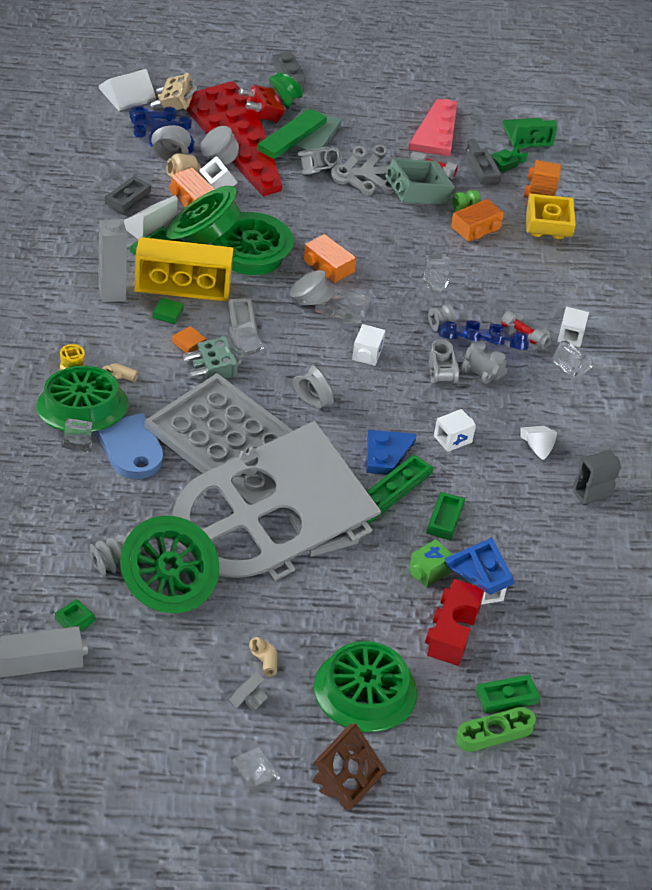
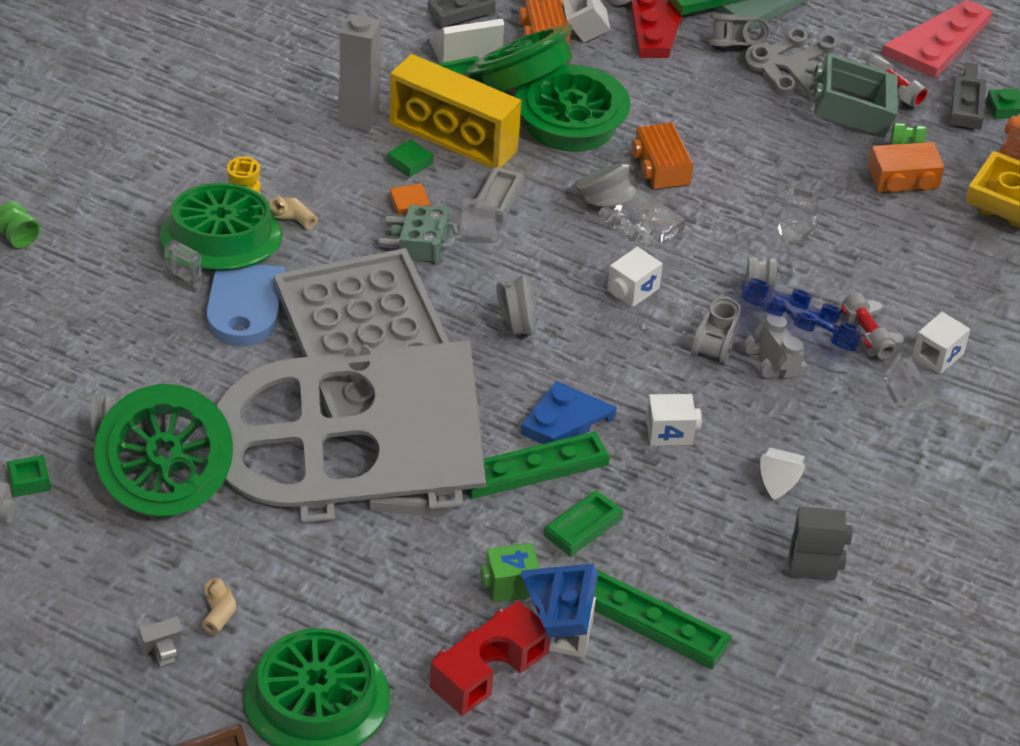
camera: 30 degrees right, 0 degrees up
(541, 561) = (659, 621): none -> green tile

